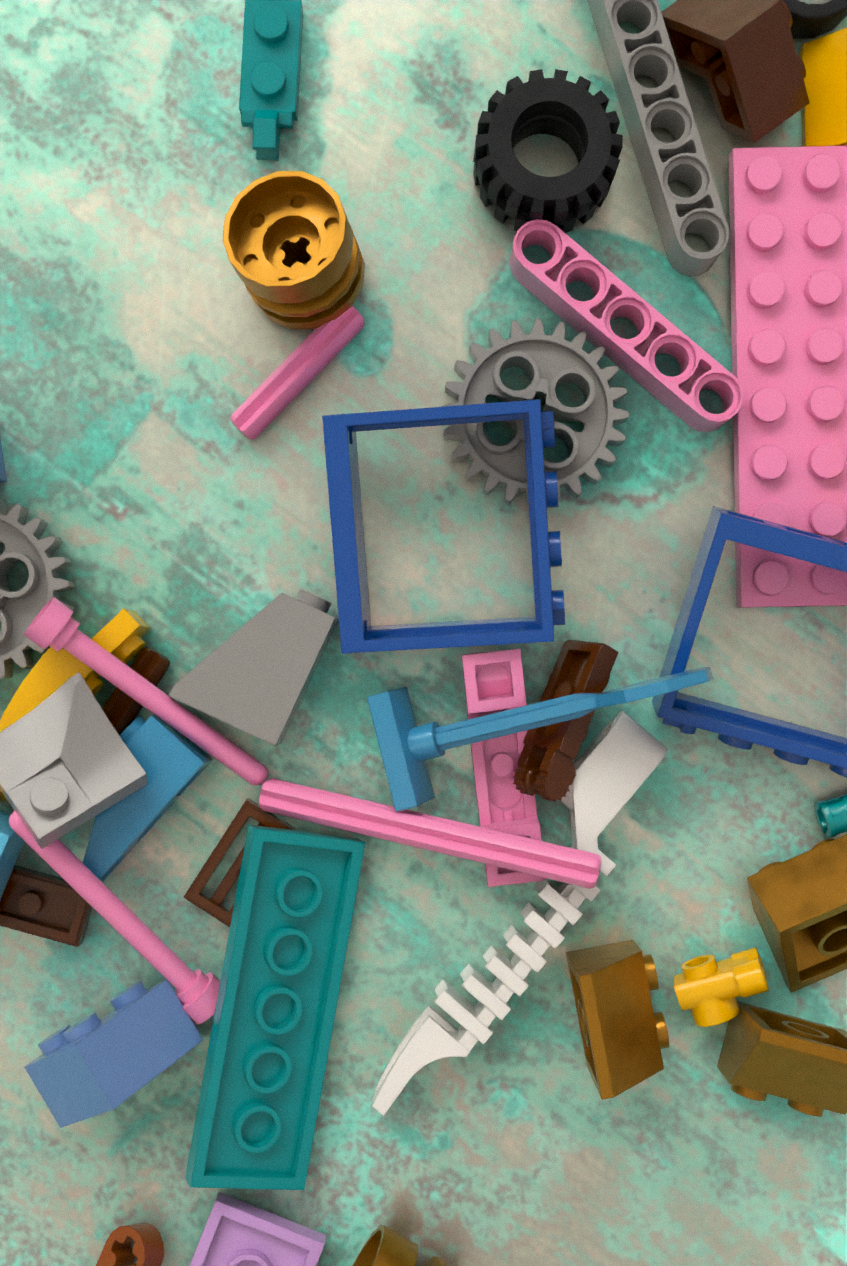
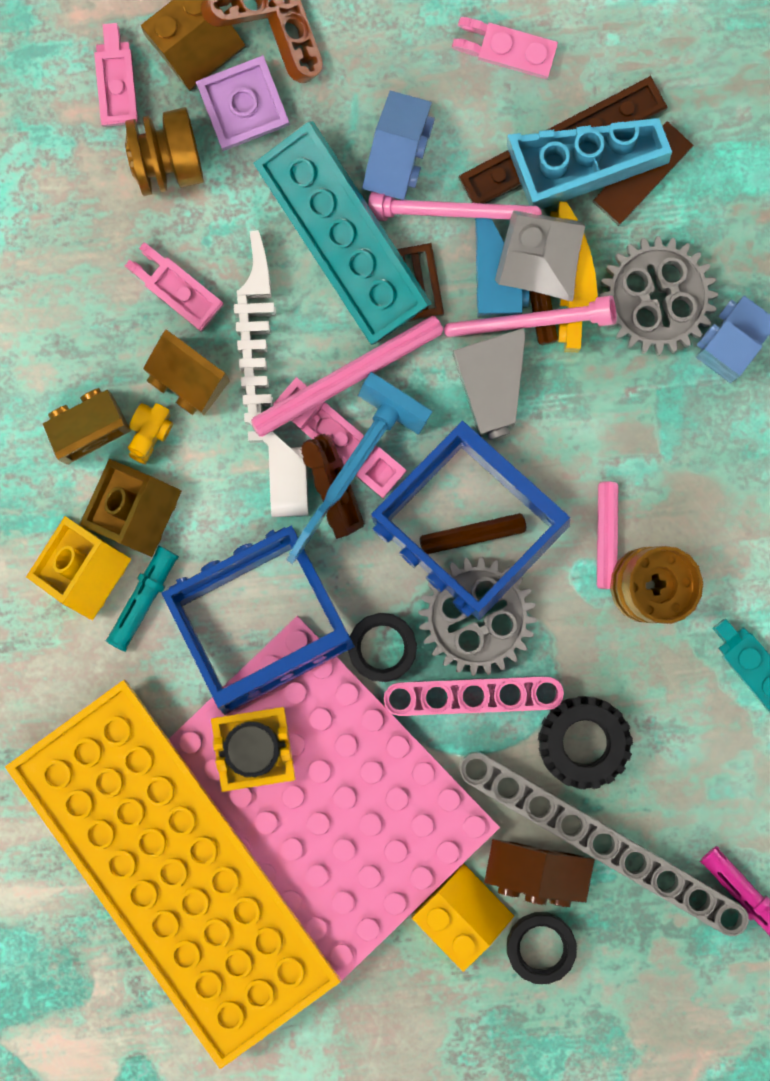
camera: 145 degrees right, 0 degrees up
(450, 514) = (473, 533): none -> reddish brown axle
(531, 1120) = (177, 289): none -> bright pink hinge
(695, 439) = (406, 660): none -> black tyre

